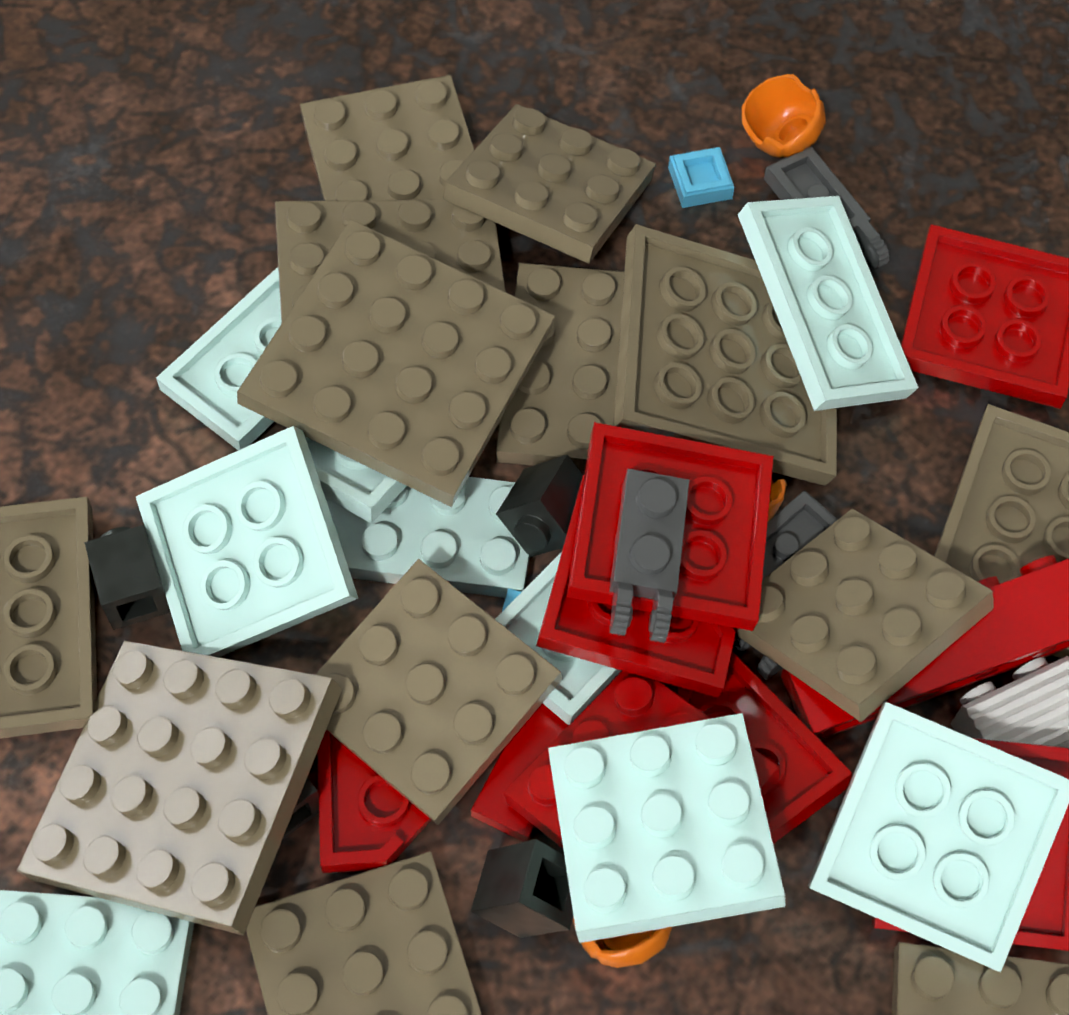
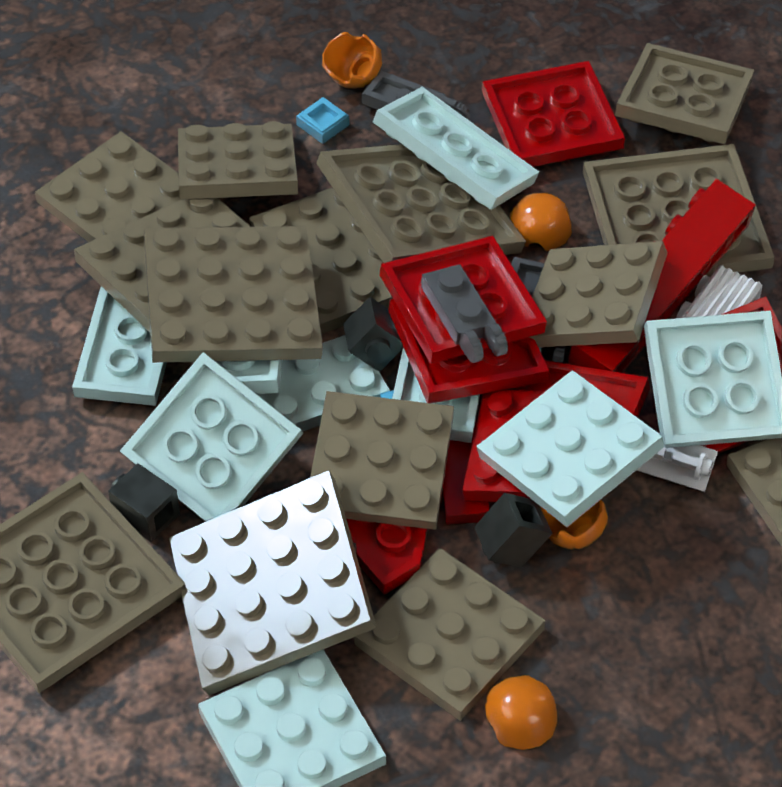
camera: 30 degrees left, 10 degrees down
(829, 925) = (682, 465): none -> white hinge
(879, 457) = (542, 220): none -> orange hair

